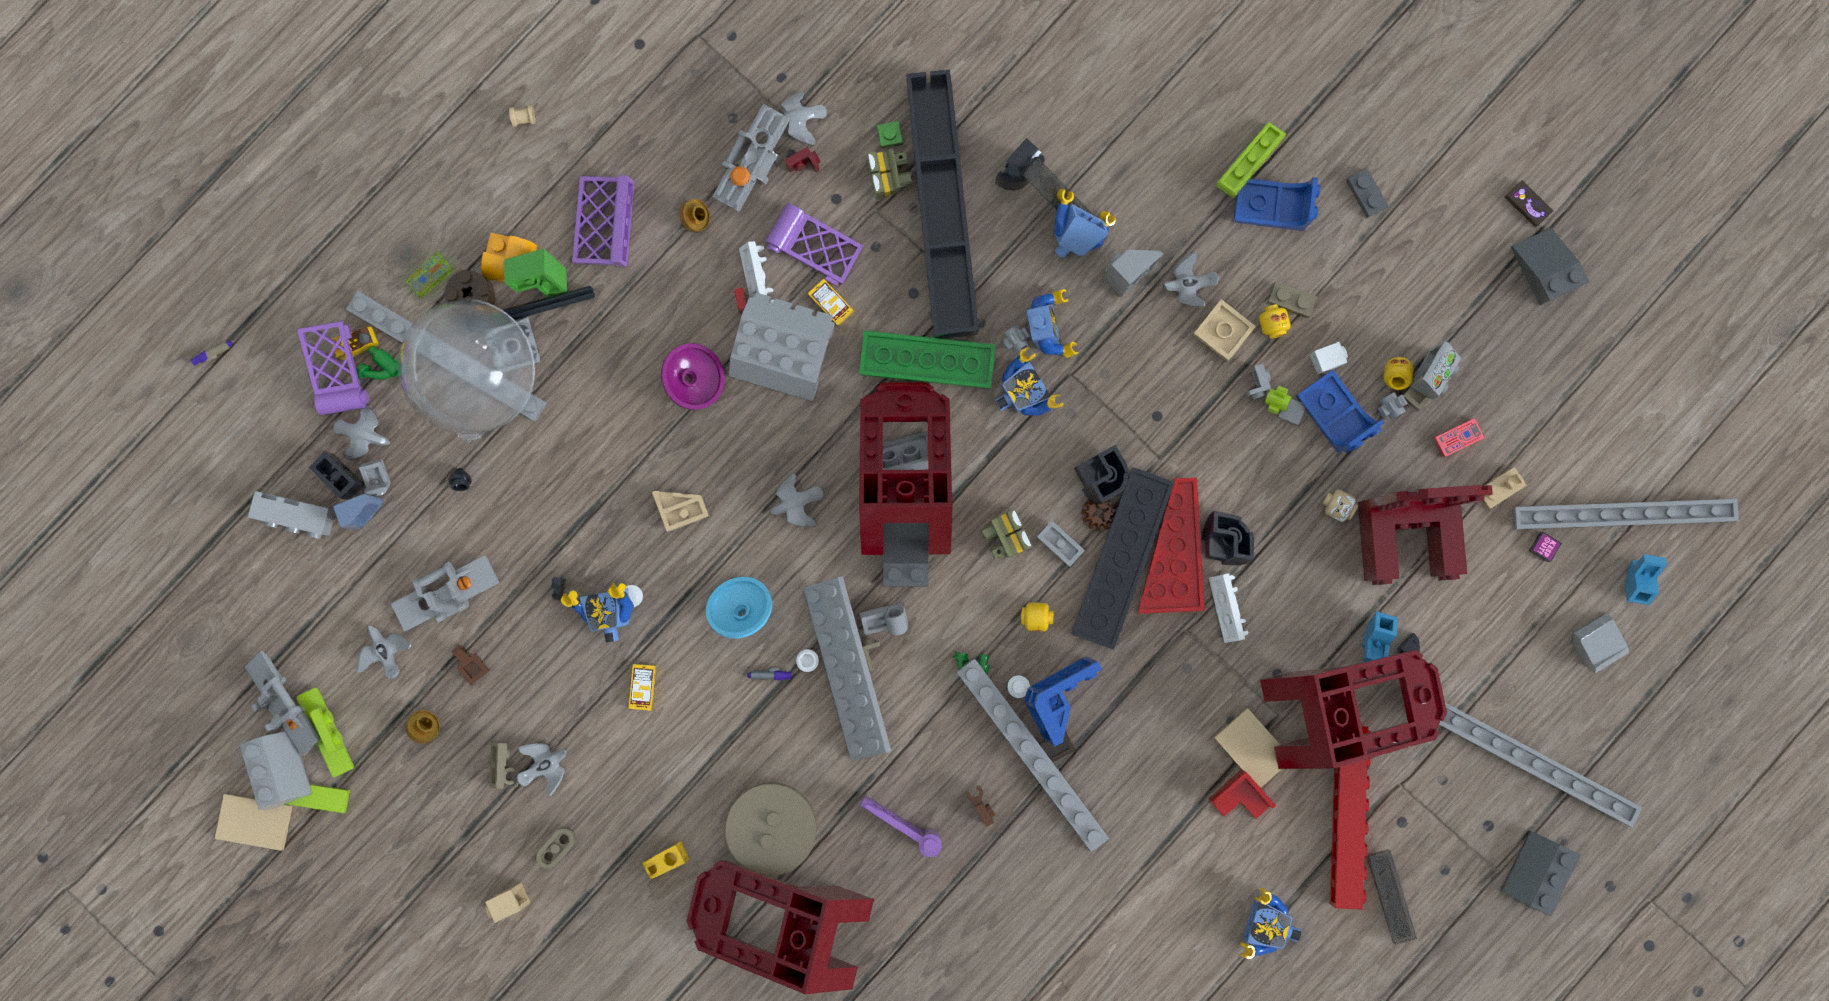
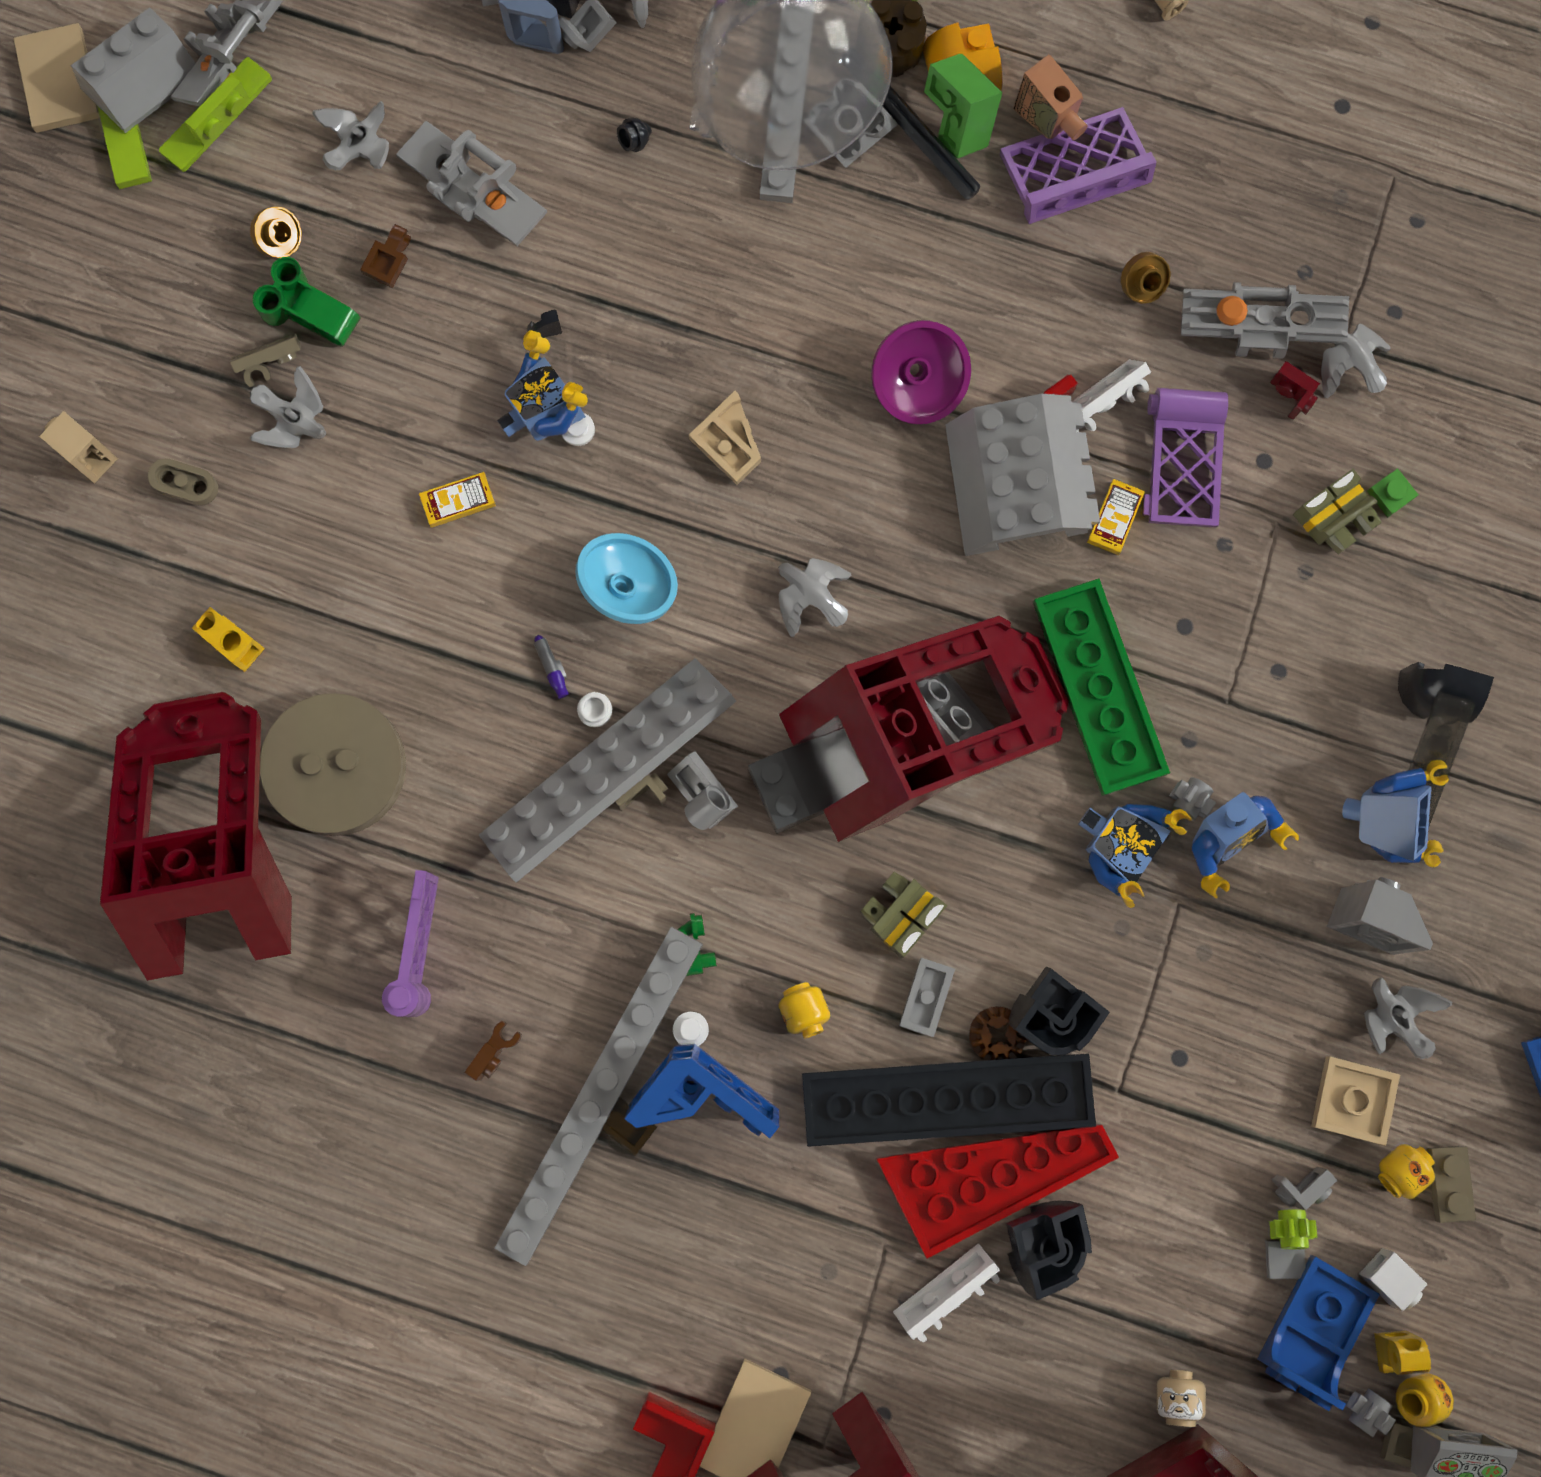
camera: 65 degrees right, 5 degrees down
(478, 727) = (304, 304): none -> green piece
(559, 219) = (1050, 100): none -> nougat torso
(942, 205) = (1331, 606): black piece -> none
(1368, 373) = (1402, 1353): none -> yellow leg

